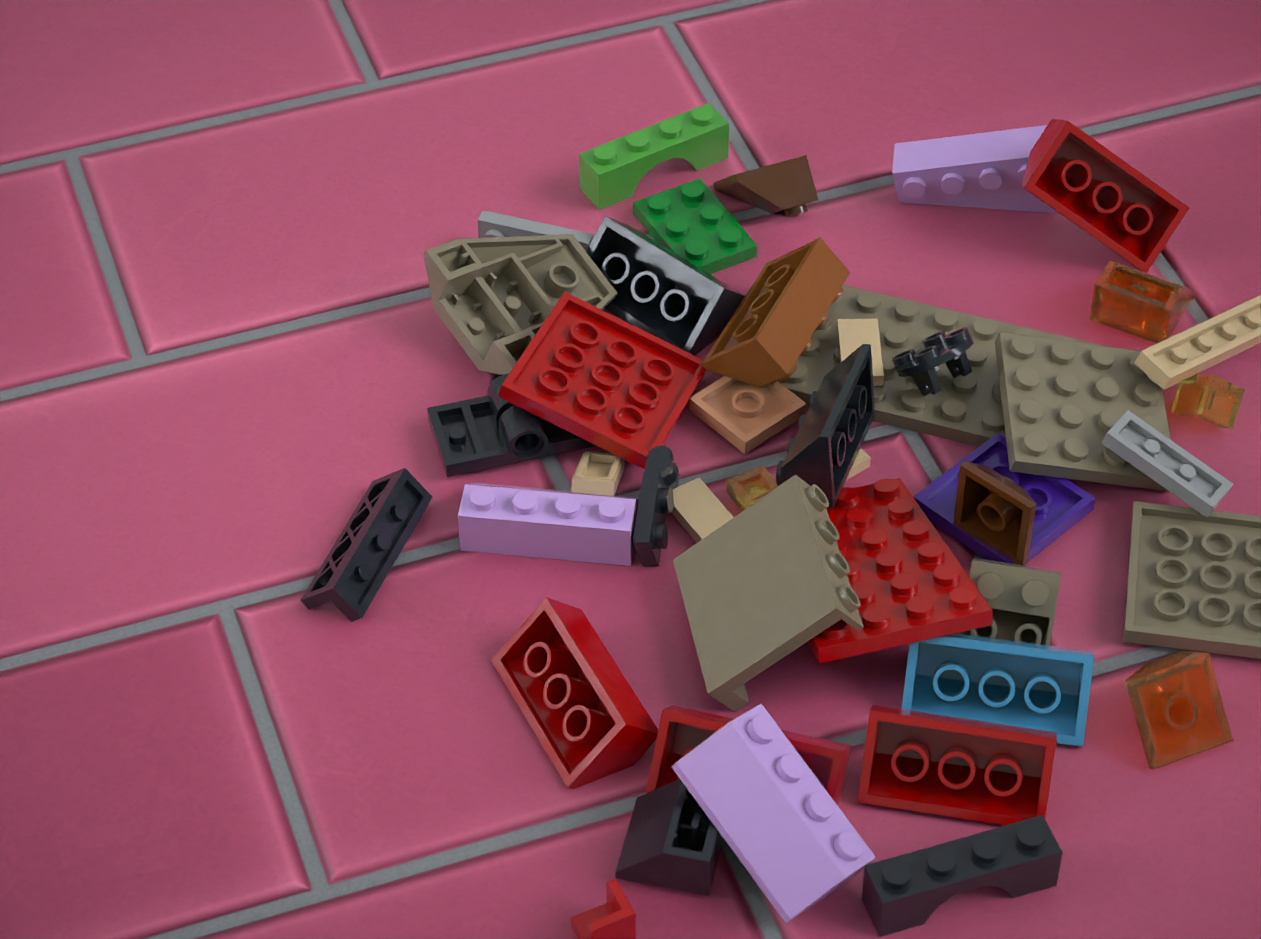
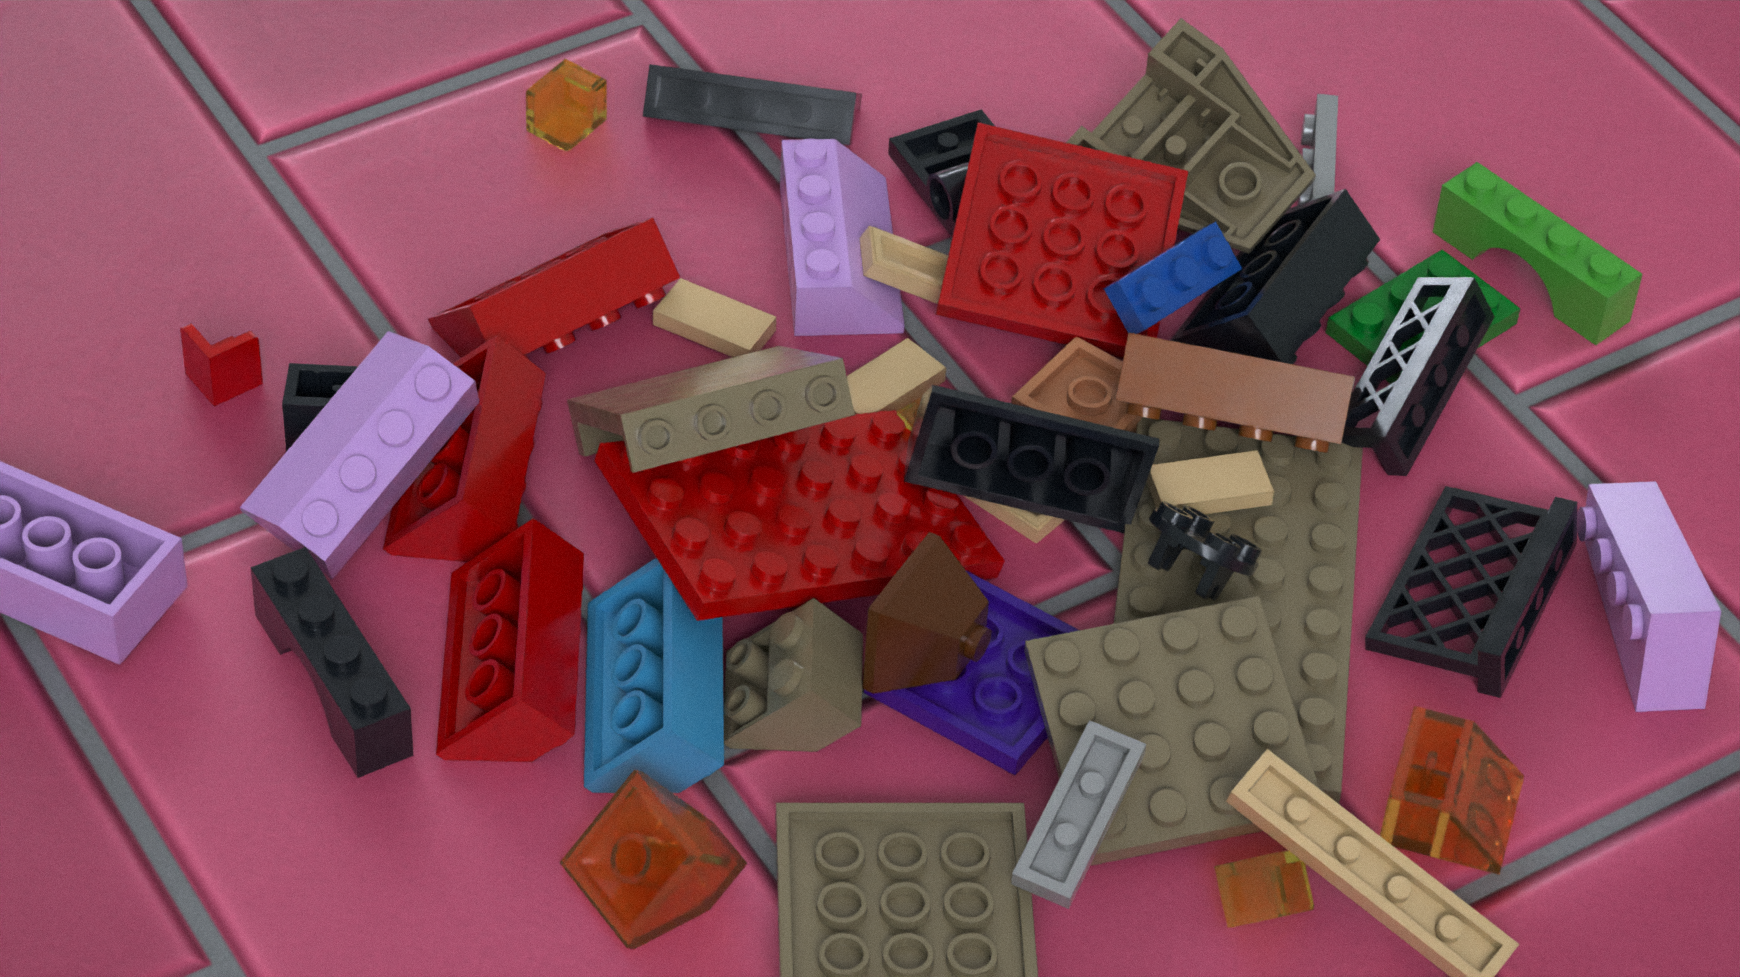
camera: 75 degrees right, 0 degrees up
(339, 662) = (566, 105): none -> clear yellow panel
(618, 602) = (713, 319): none -> tan tile
(654, 503) = (869, 319): black hinge -> none
(659, 327) = (1172, 279): none -> blue plate
(750, 210) = (1428, 369): none -> black fence
(773, 187) = (1523, 376): reddish brown slope -> none
(967, 232) = (1516, 609): none -> black fence
(1102, 194) = (1612, 699): red slope -> none

